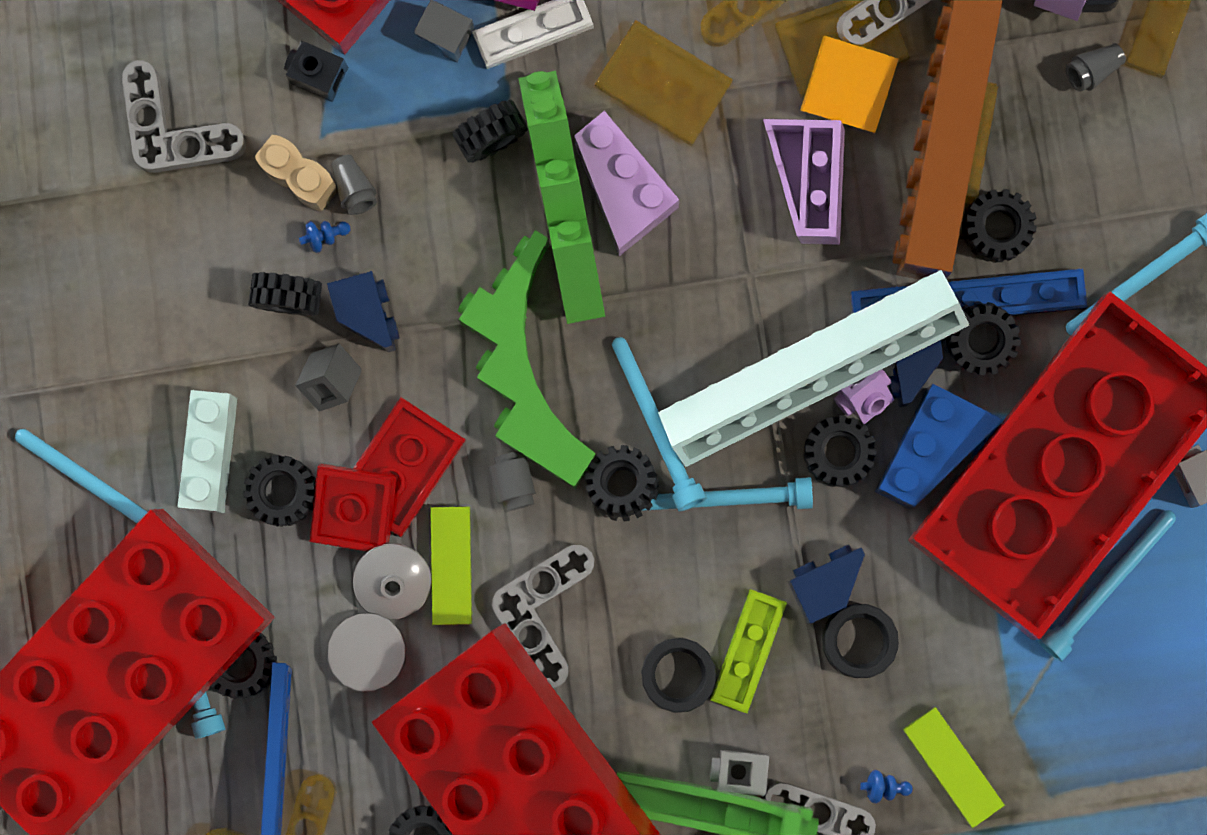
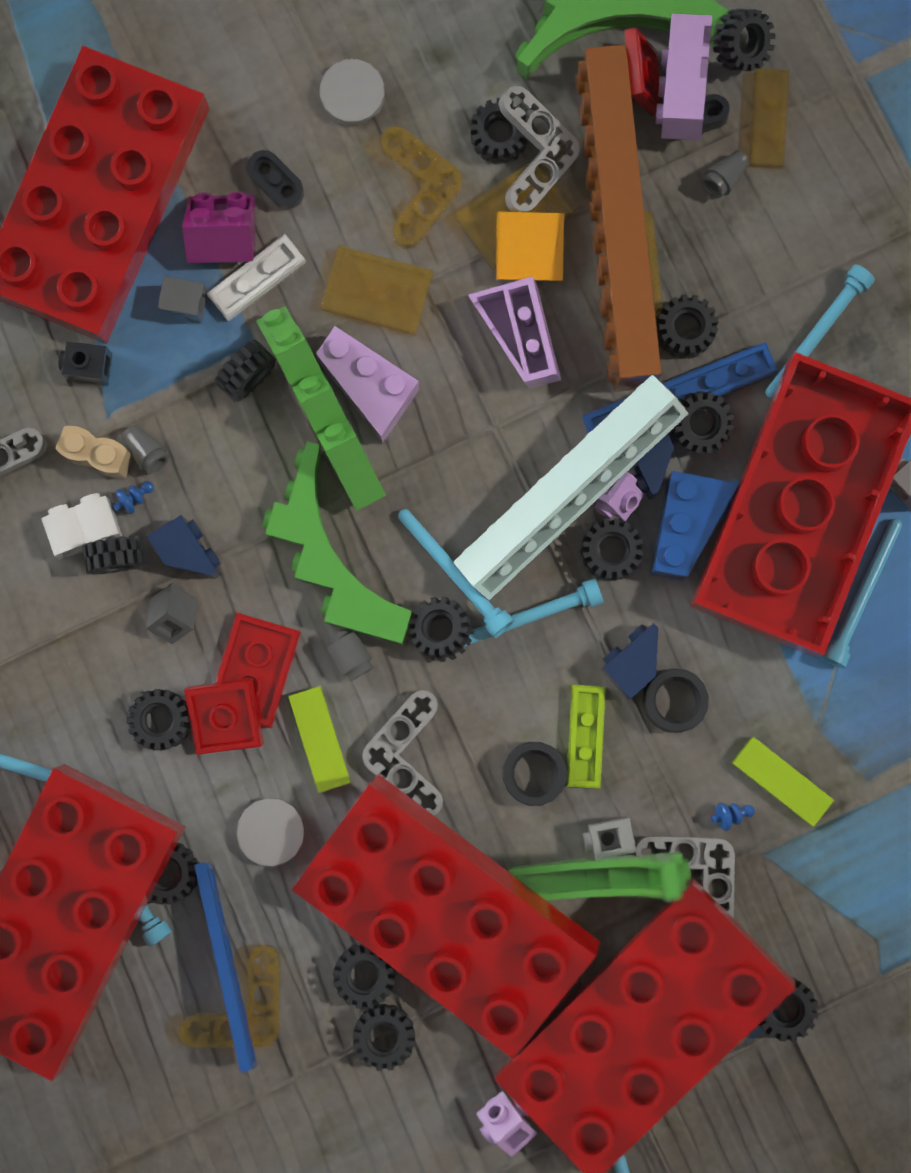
camera: 20 degrees left, 0 degrees up
(207, 451) = (88, 705): light aqua brick -> none
(257, 249) = (84, 523): none -> white brick
(389, 564) = (271, 752): light grey dish -> none

